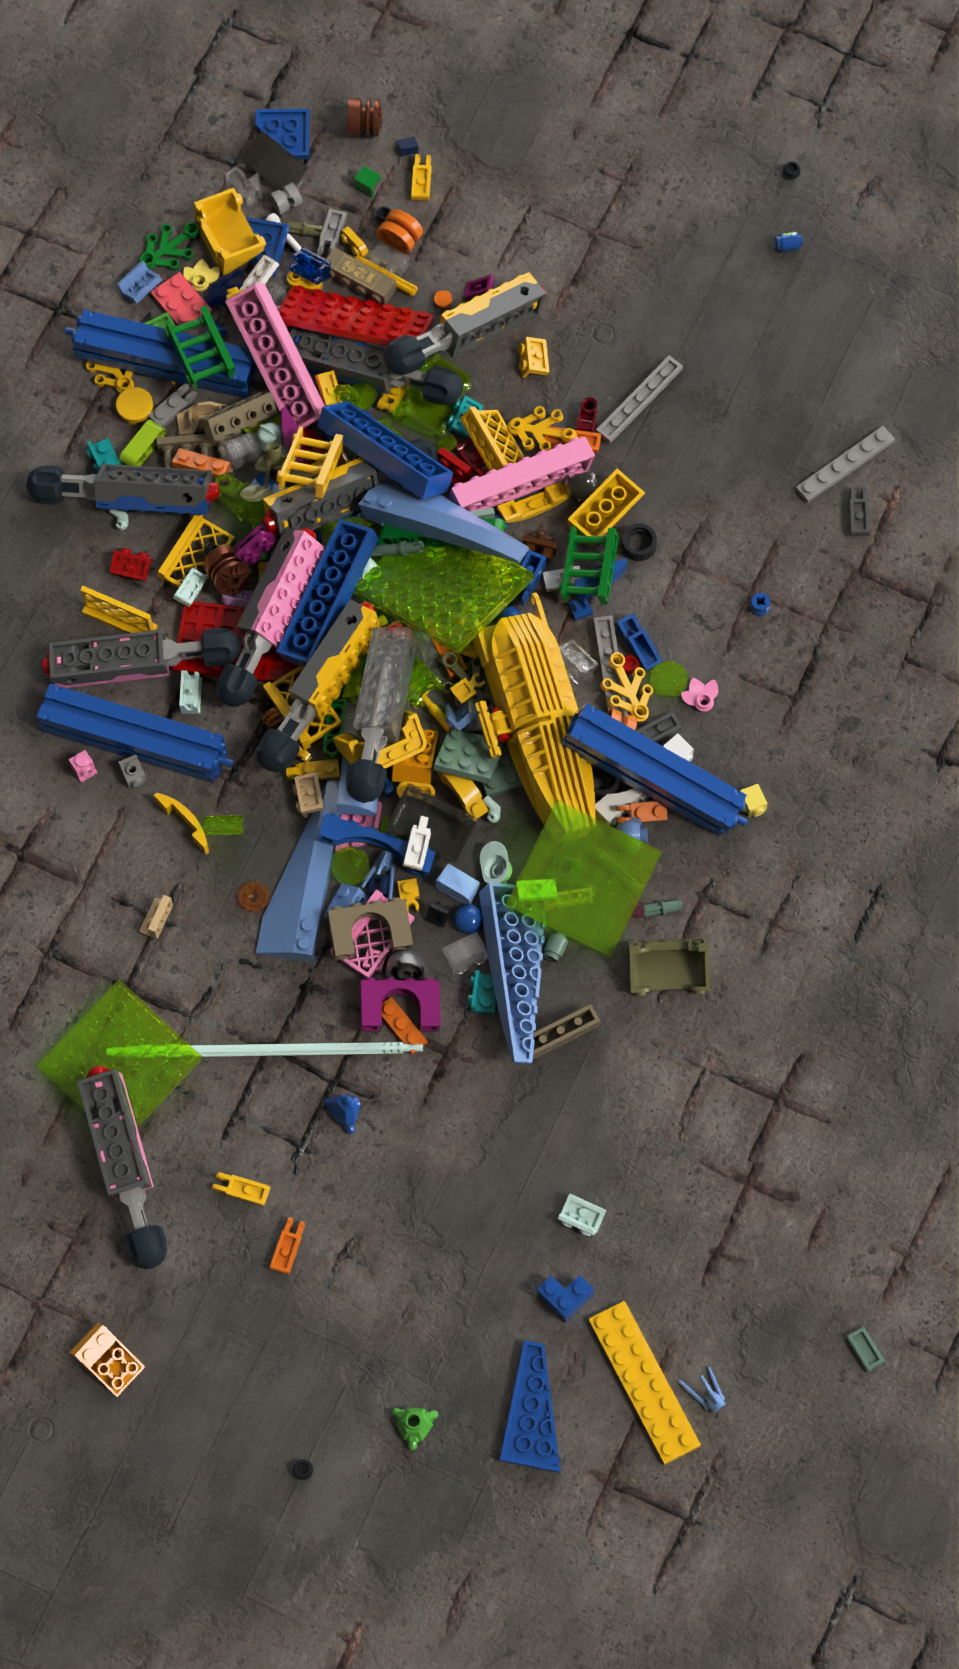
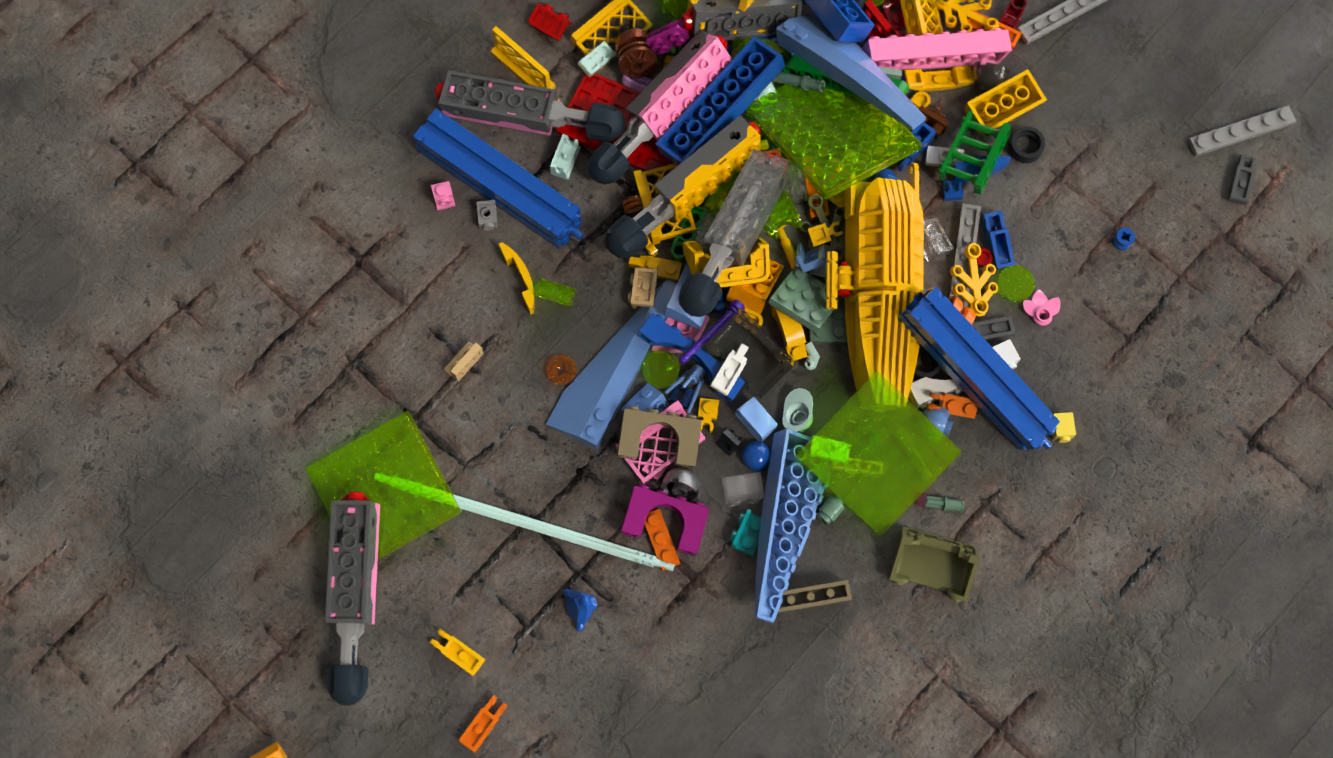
camera: 10 degrees right, 5 degrees up
(401, 784) = (732, 308): none -> dark purple piece
(520, 529) = (921, 98): none -> yellow tile

